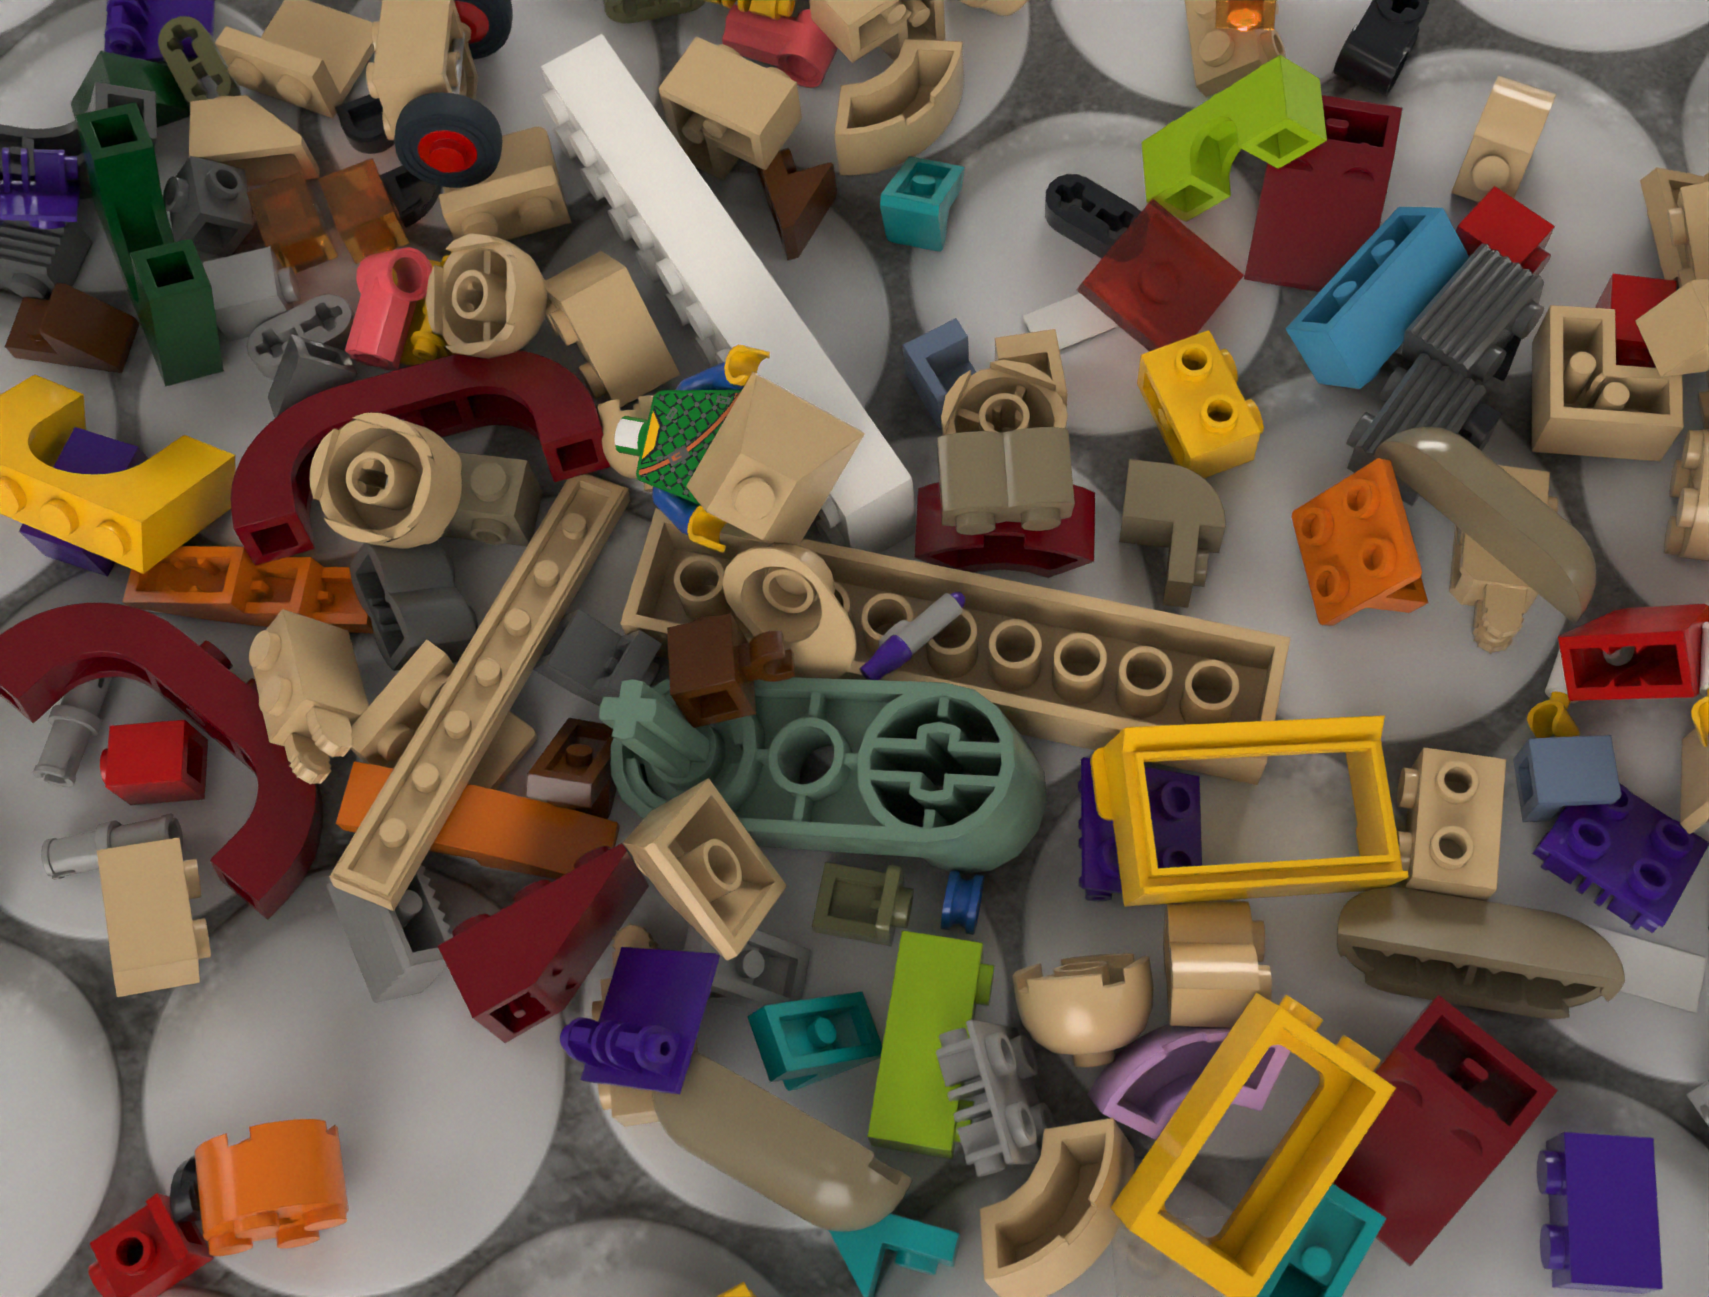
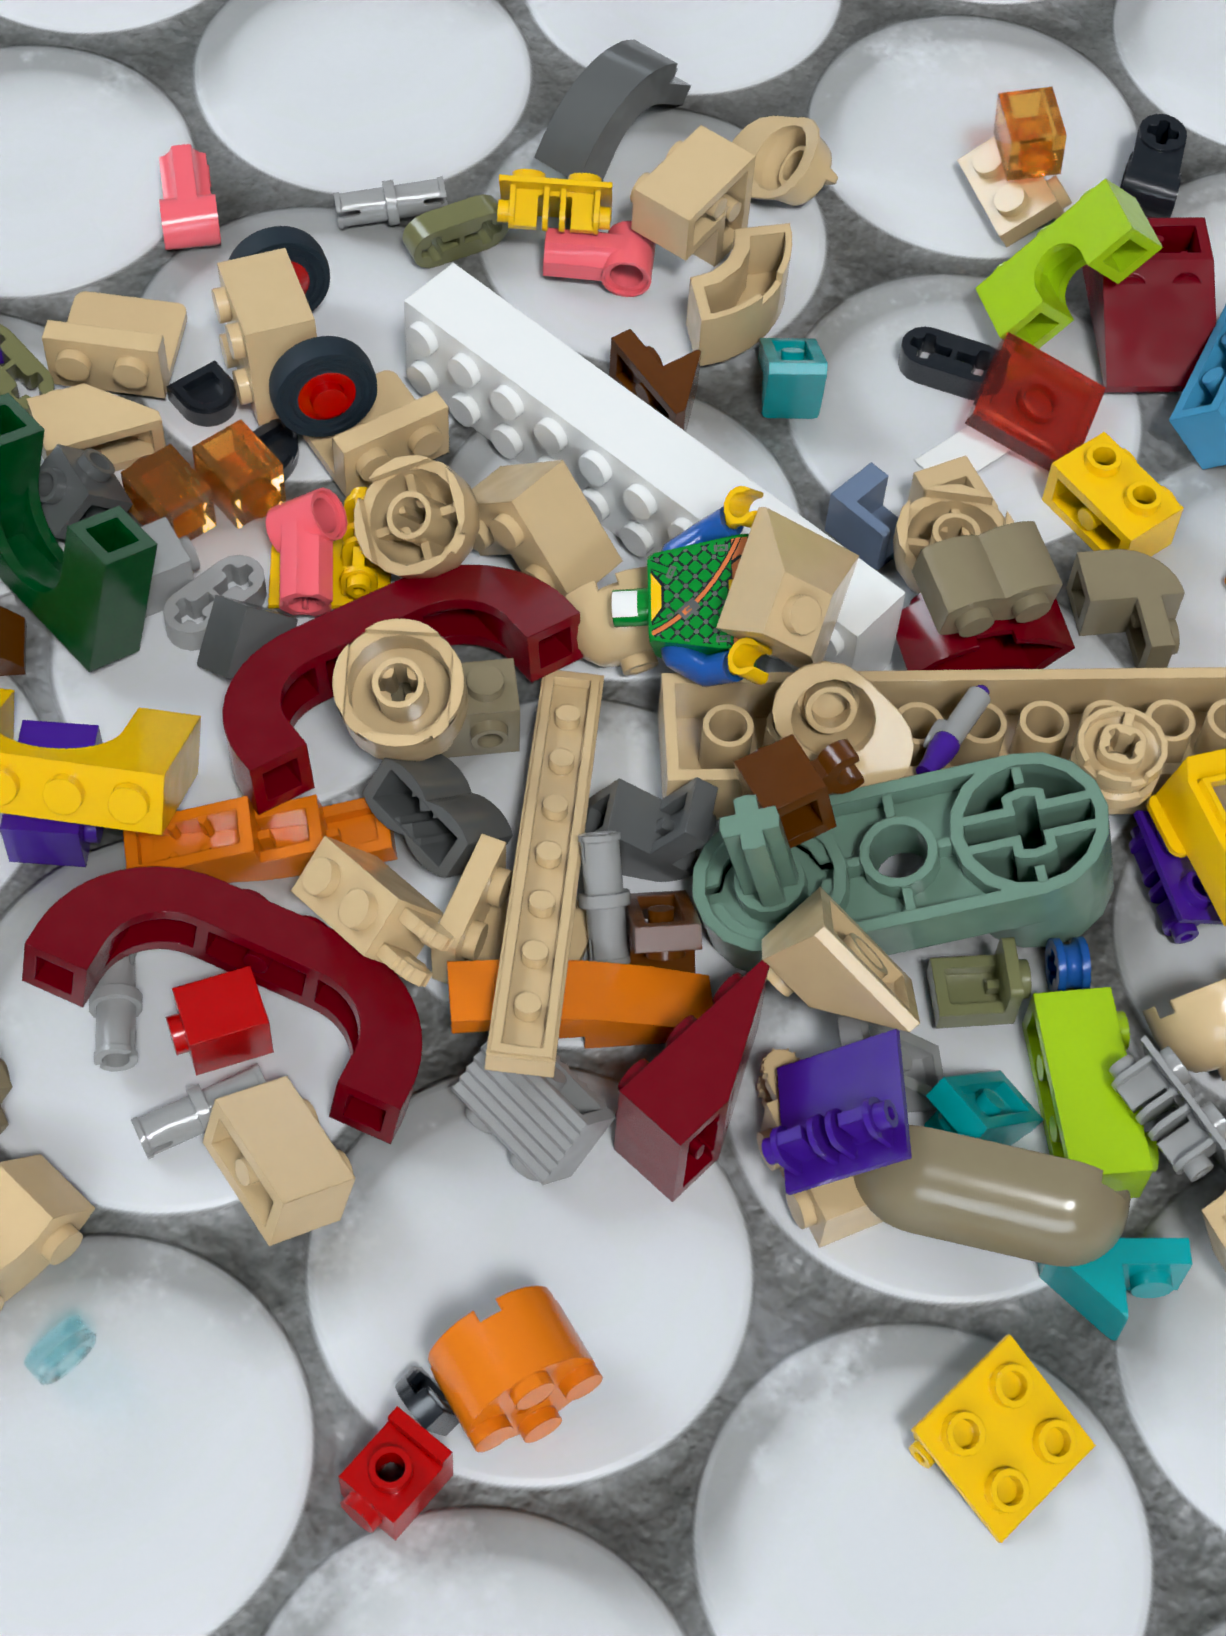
camera: 30 degrees left, 10 degrees down
(530, 719) = (604, 897): none -> light grey pin
(728, 108) = (595, 307): tan brick -> none
(1064, 705) = (1122, 753): none -> tan wheel

